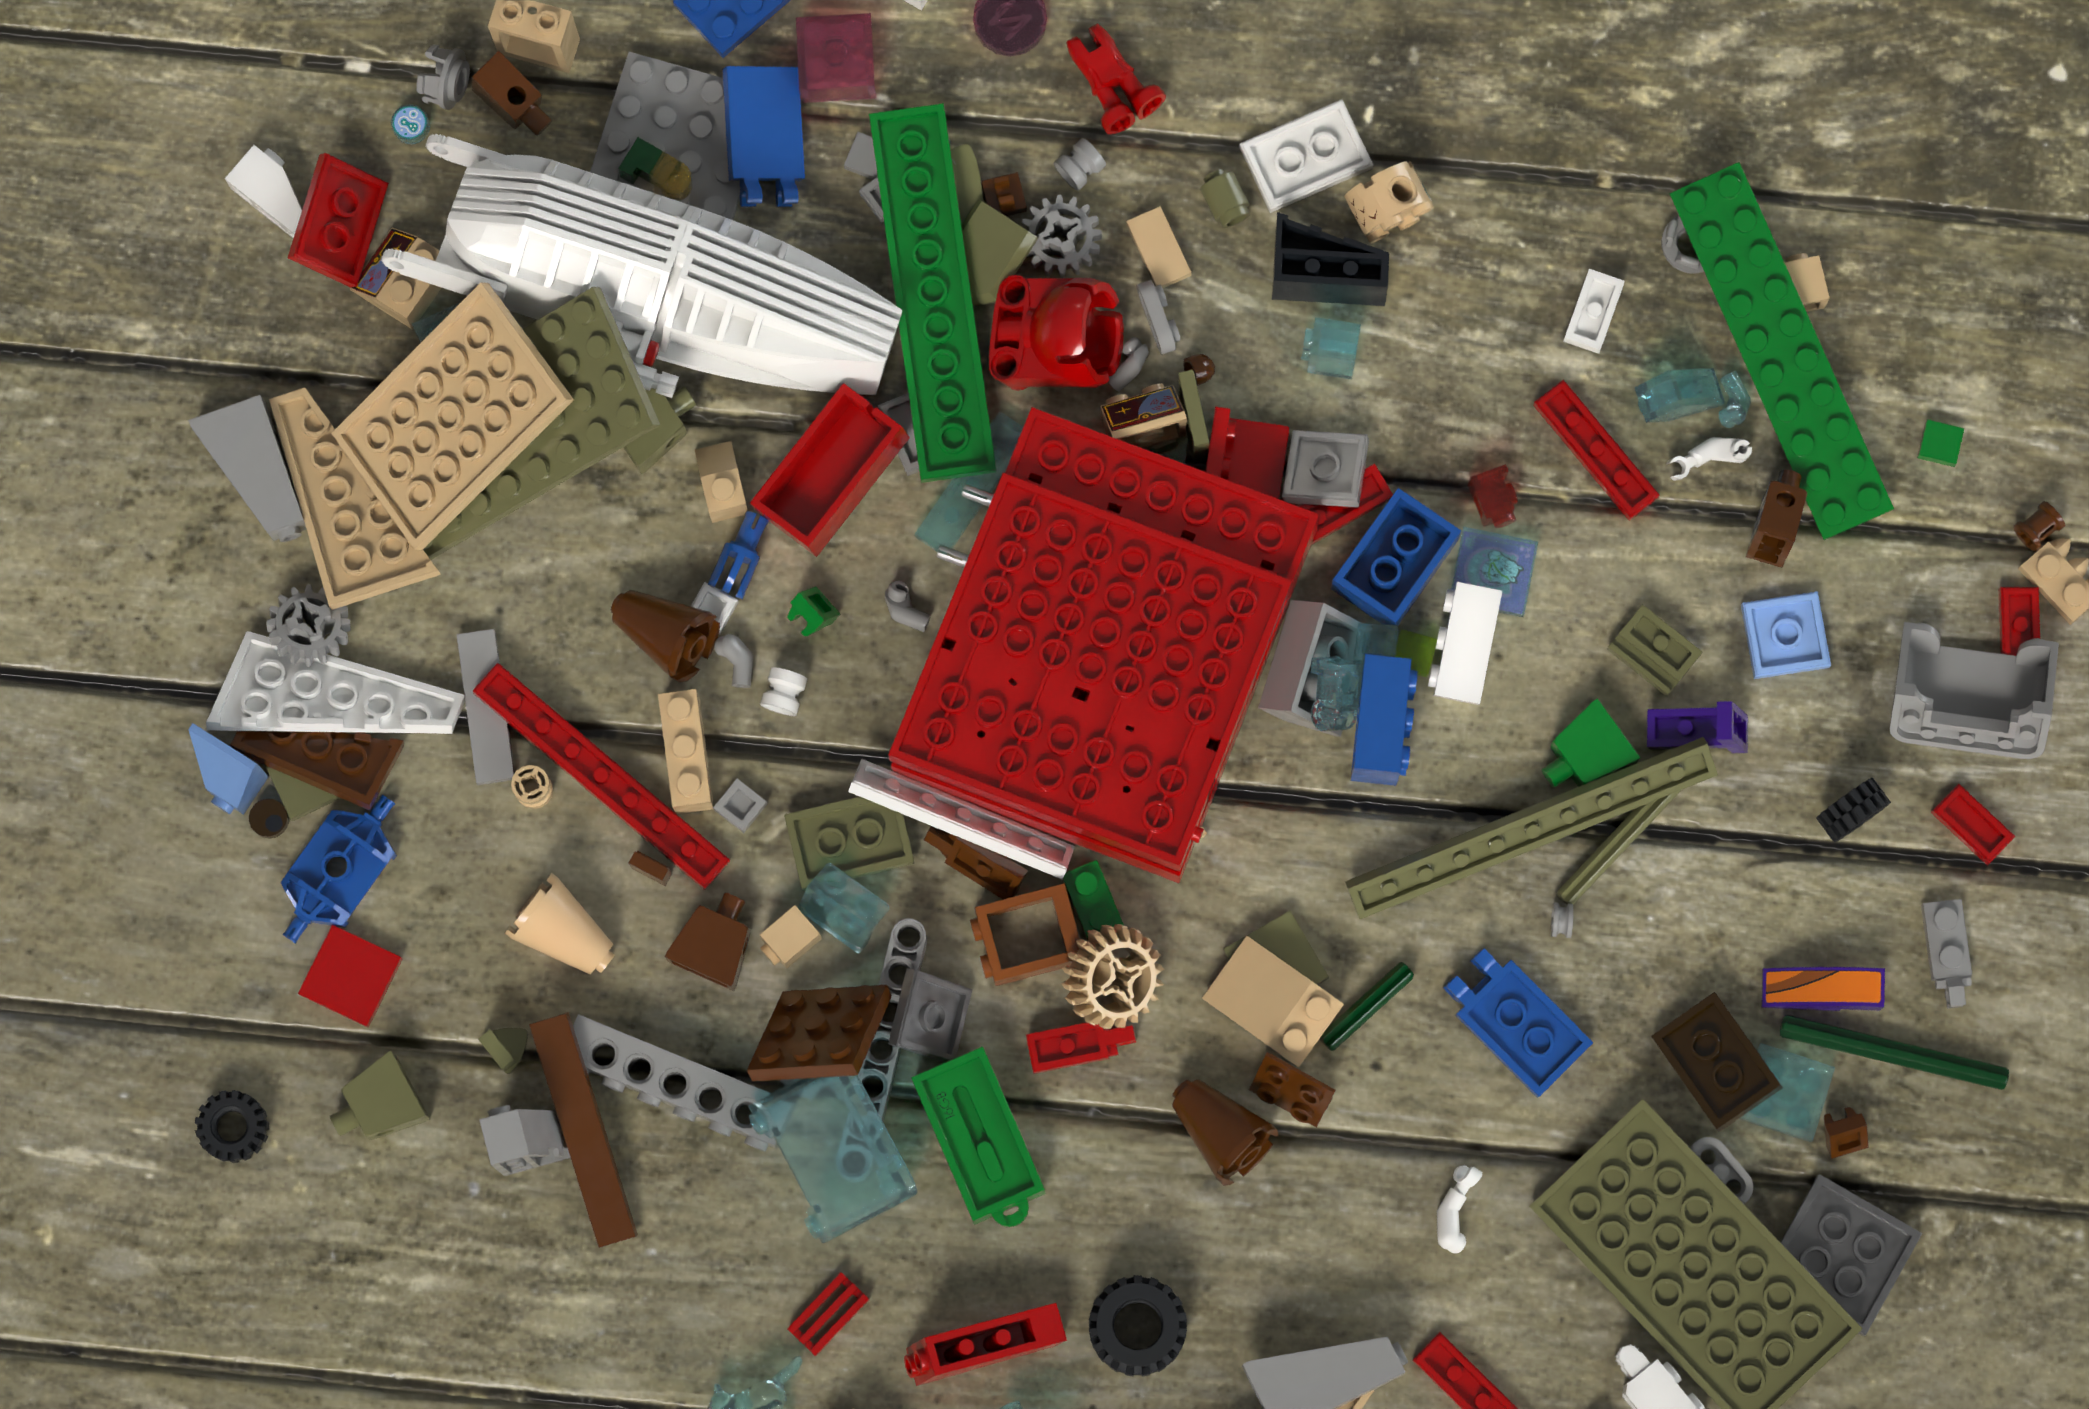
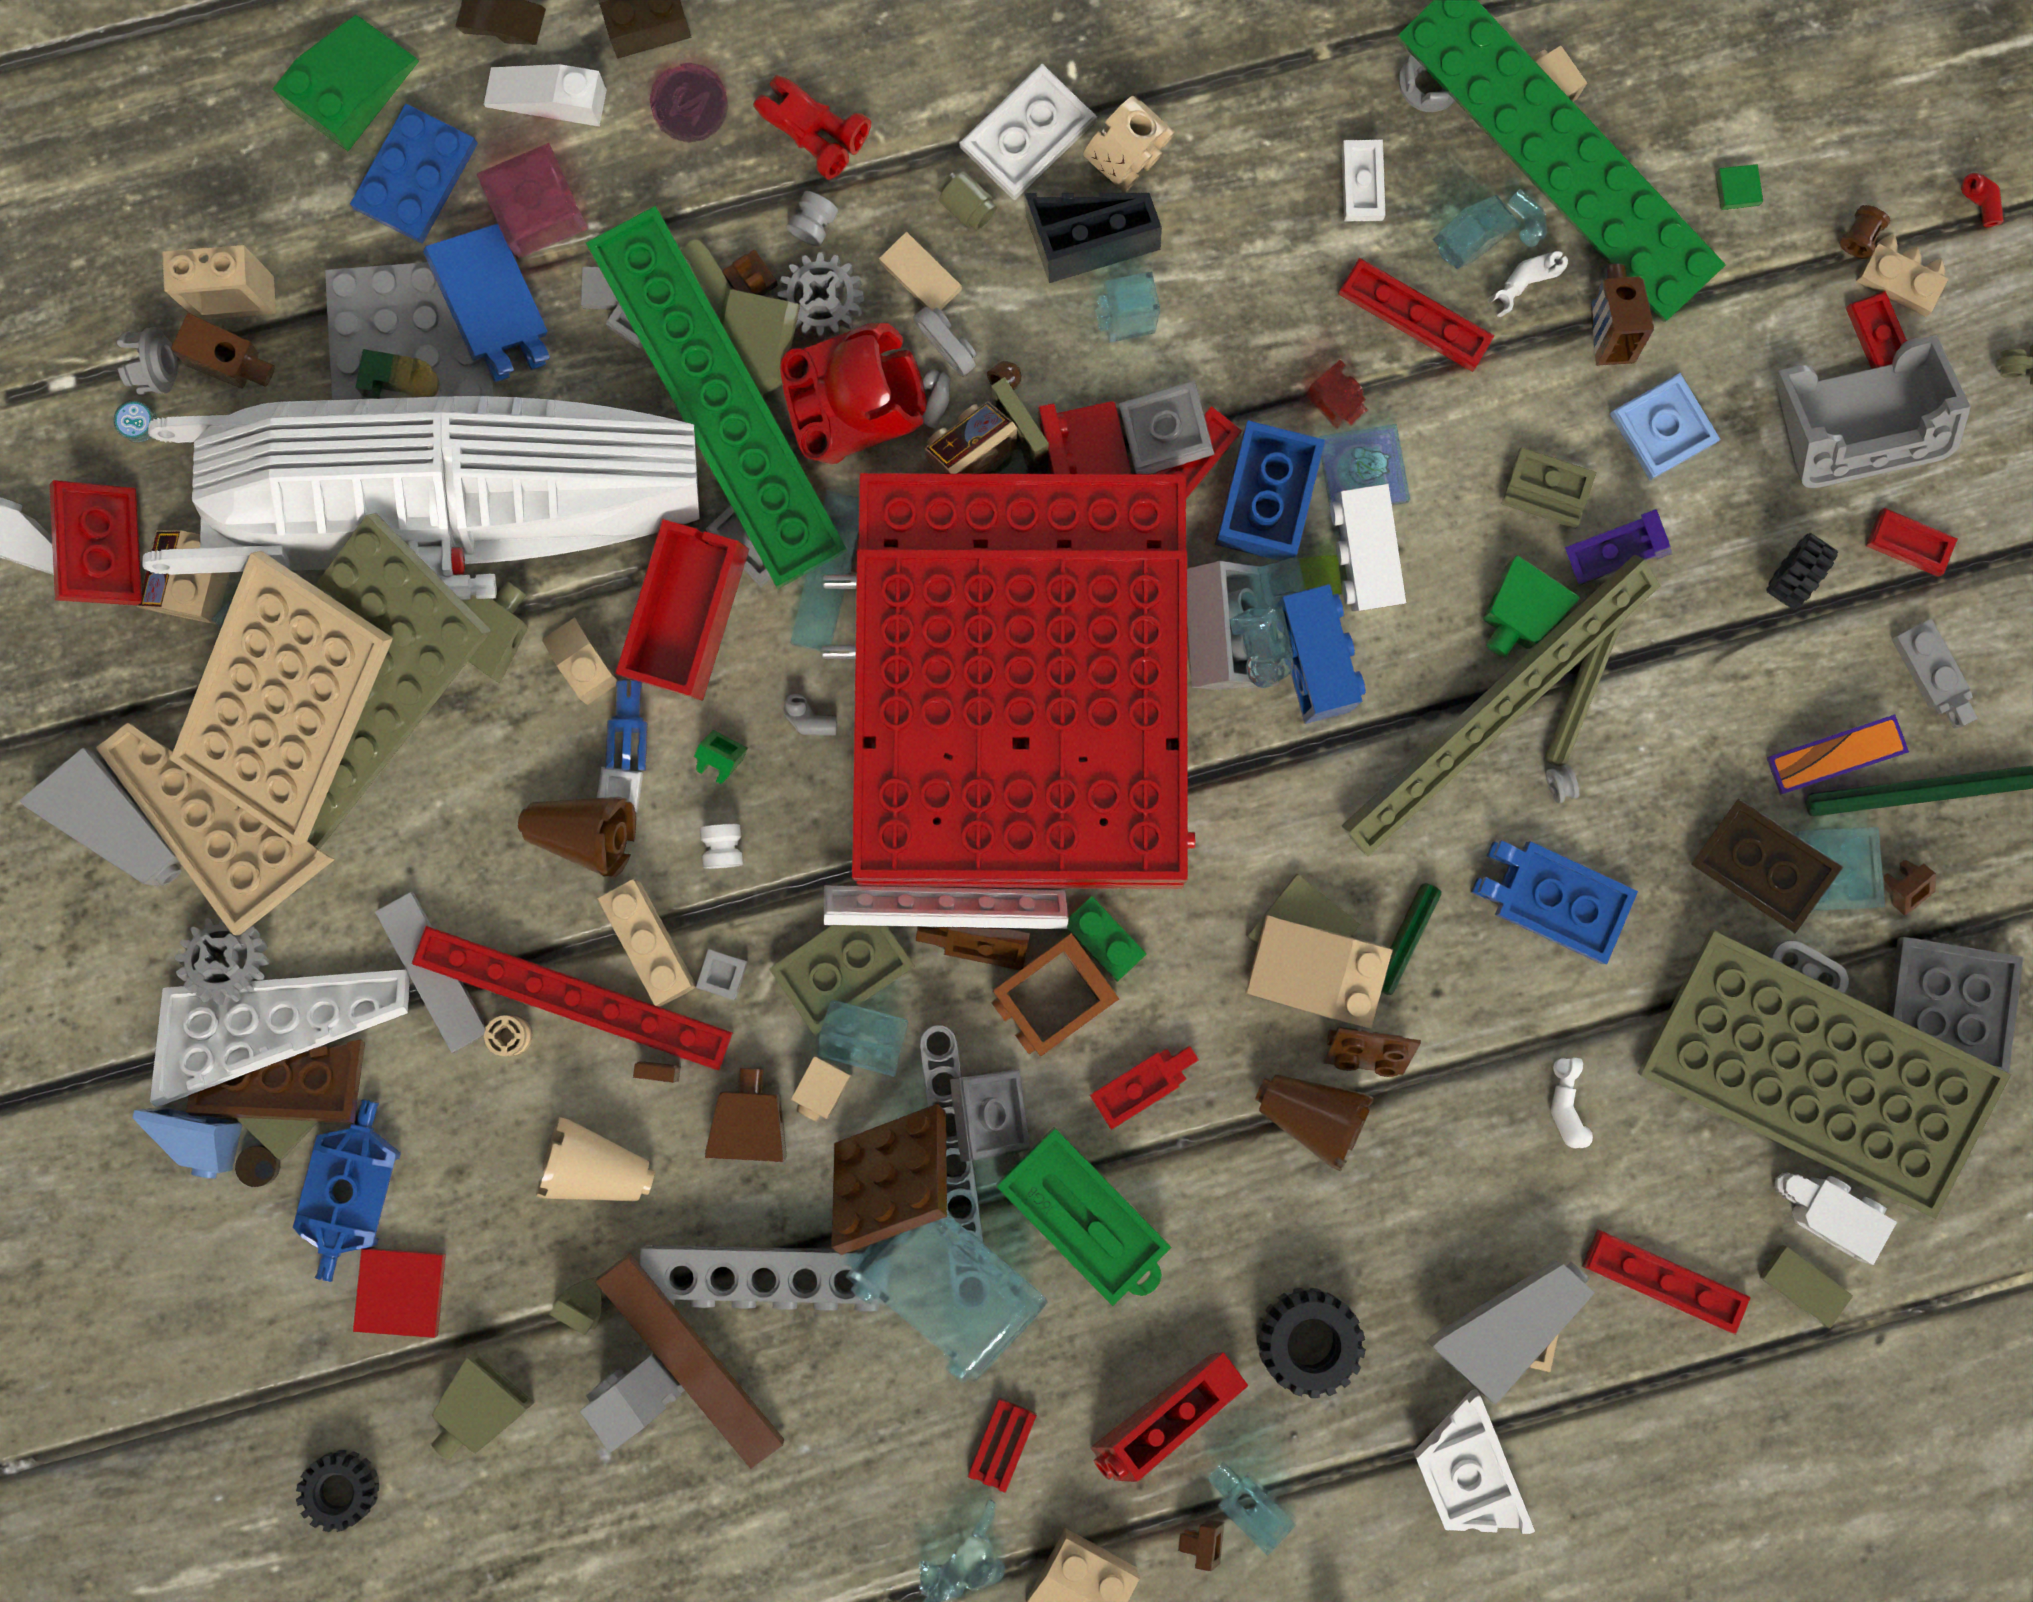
camera: 30 degrees left, 5 degrees up
(739, 655) = (665, 827): light grey arm -> none
(1100, 973) = (1144, 1010): tan gear -> none

